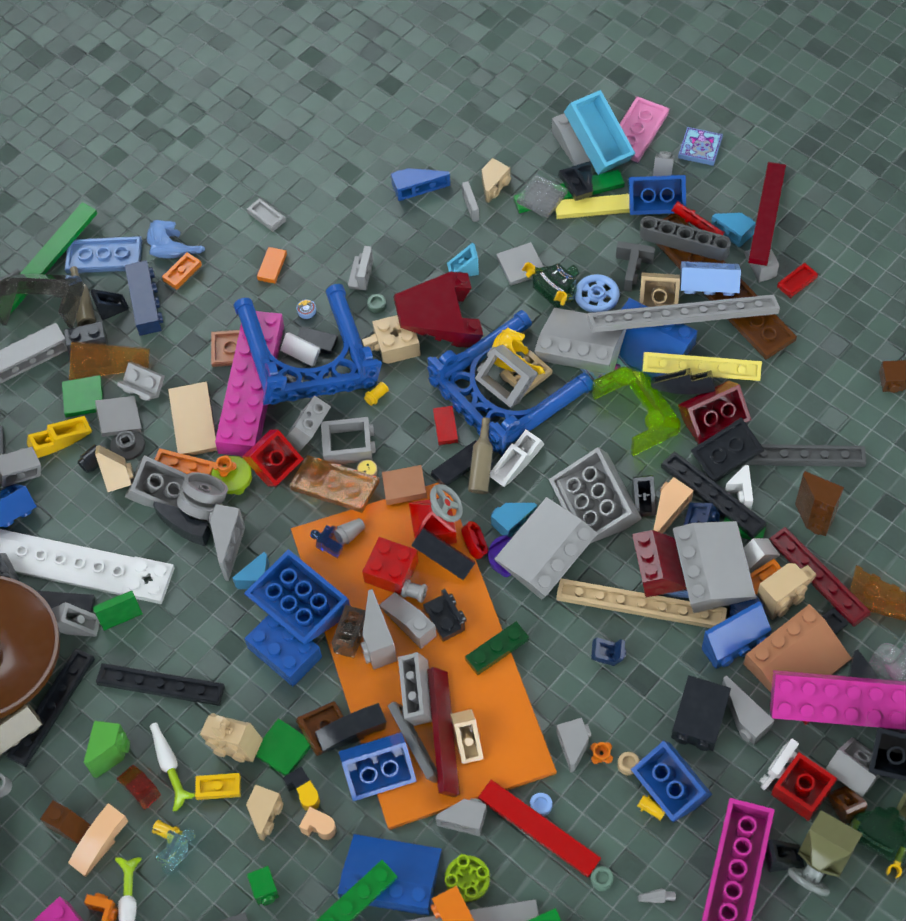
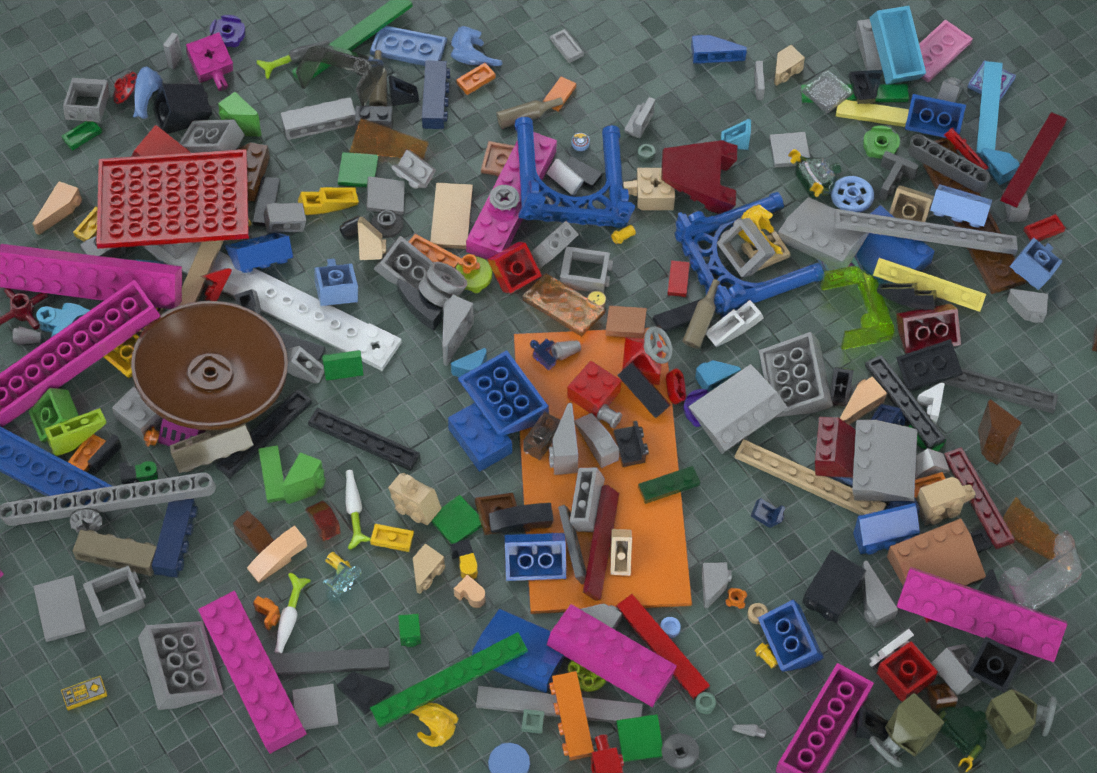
camera: 10 degrees right, 0 degrees up
(70, 749) = (272, 473): none -> bright green tile
(88, 524) = (336, 284): none -> medium blue hinge
(240, 381) = (503, 191): none -> light grey gear
(246, 289) = (532, 109): none -> dark tan piece
(488, 855) = (611, 655): none -> dark pink brick
(604, 225) = (877, 133): none -> bright green plate
(706, 171) = (989, 106): none -> medium azure tile
(802, 317) = (1036, 263): none -> medium blue hinge
(807, 361) = (1028, 304): none -> light grey slope

